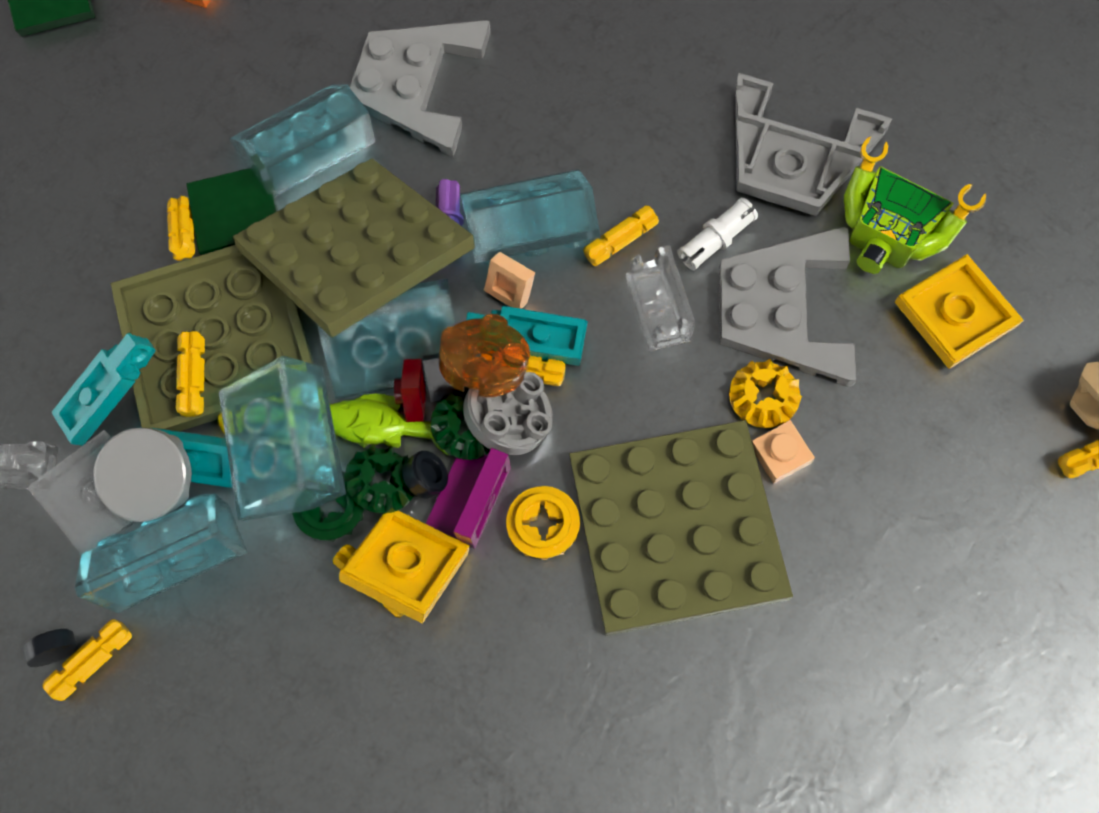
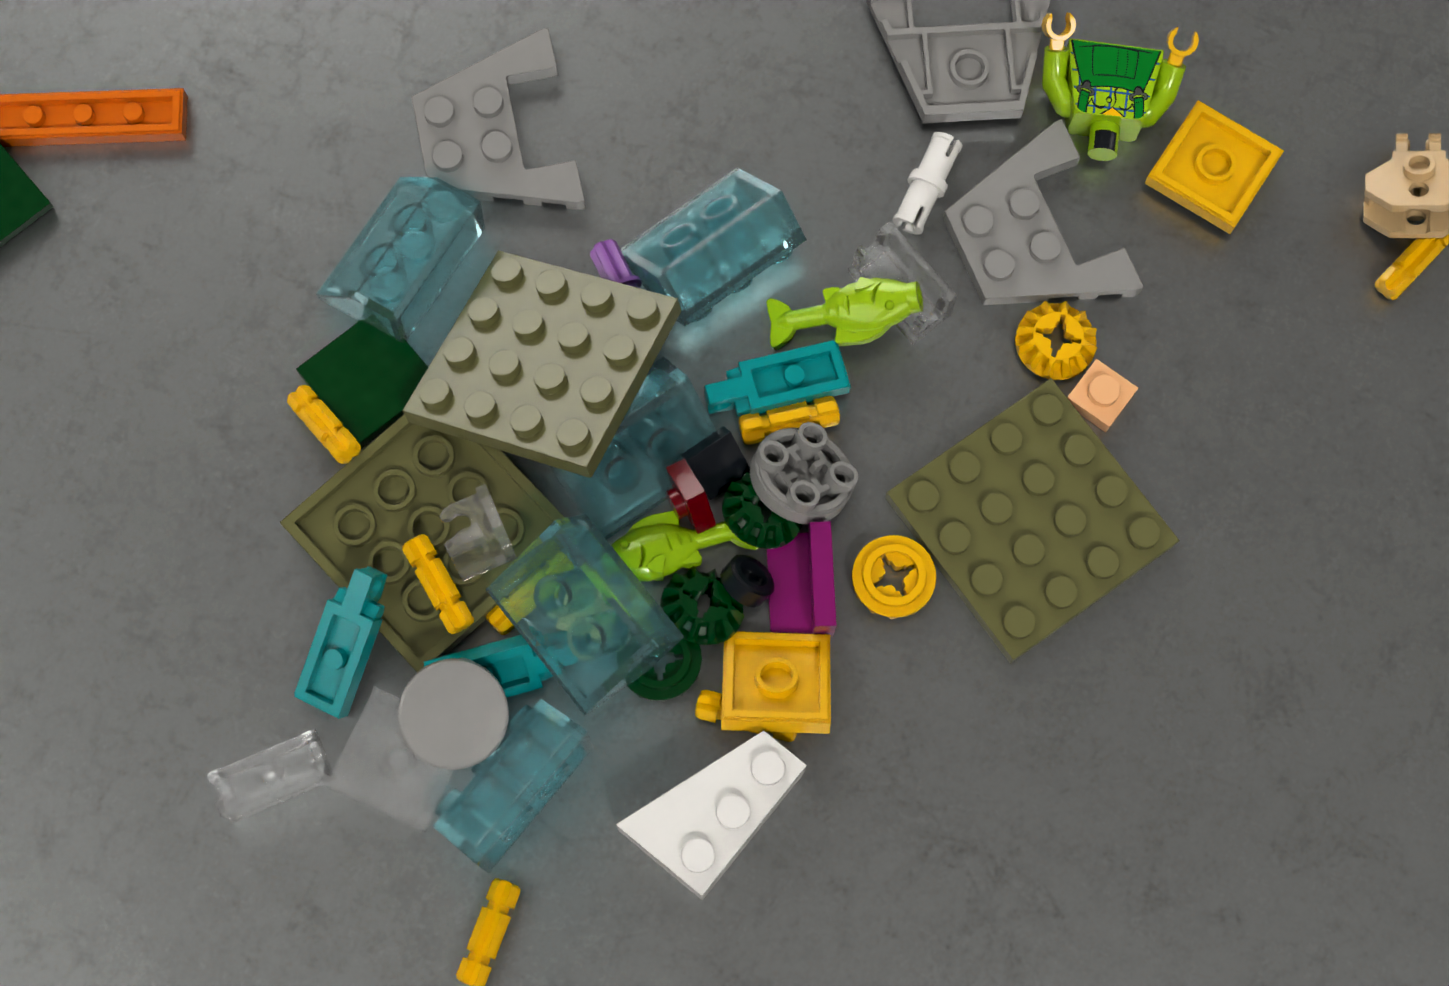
camera: 30 degrees left, 5 degrees up
(49, 647) = (444, 938): black tile -> none
(232, 346) = (481, 544): none -> clear hinge
(300, 647) = (714, 813): none -> white wedge
(486, 336) = (760, 403): clear orange plate -> none
(509, 281) = (730, 331): light nougat plate -> none
(612, 305) = (857, 311): none -> lime animal
(620, 235) = (823, 227): yellow axle -> none

